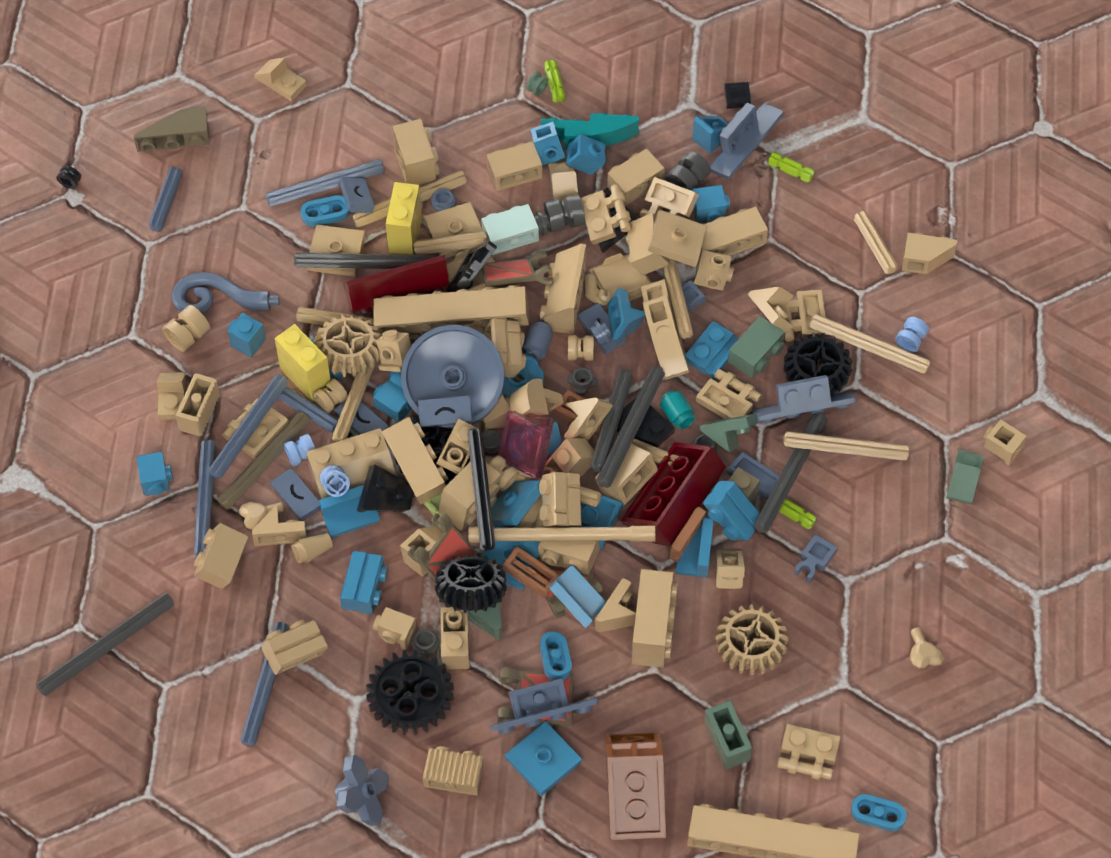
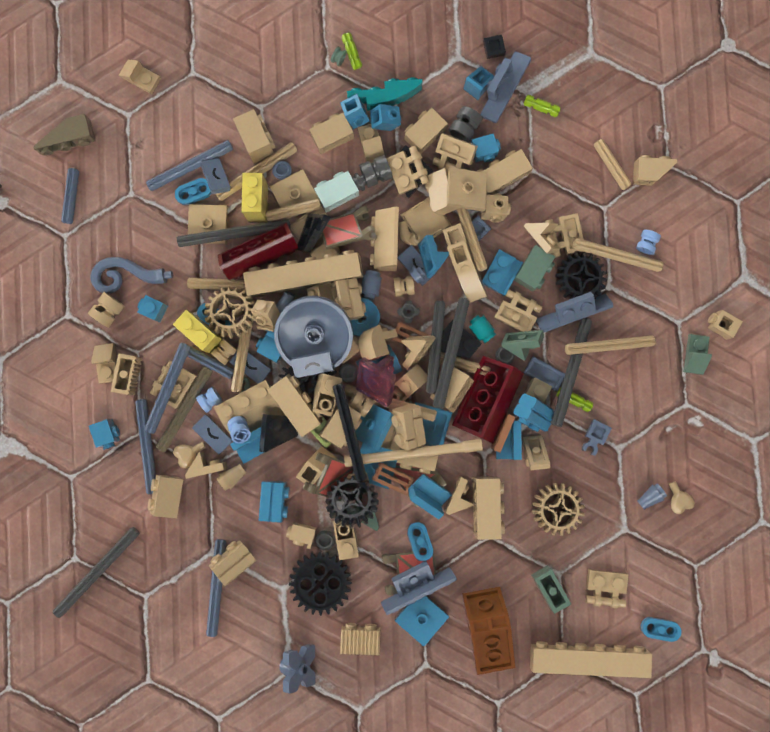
camera: 10 degrees left, 25 degrees up
(884, 641) = (652, 496): none -> sand blue cone

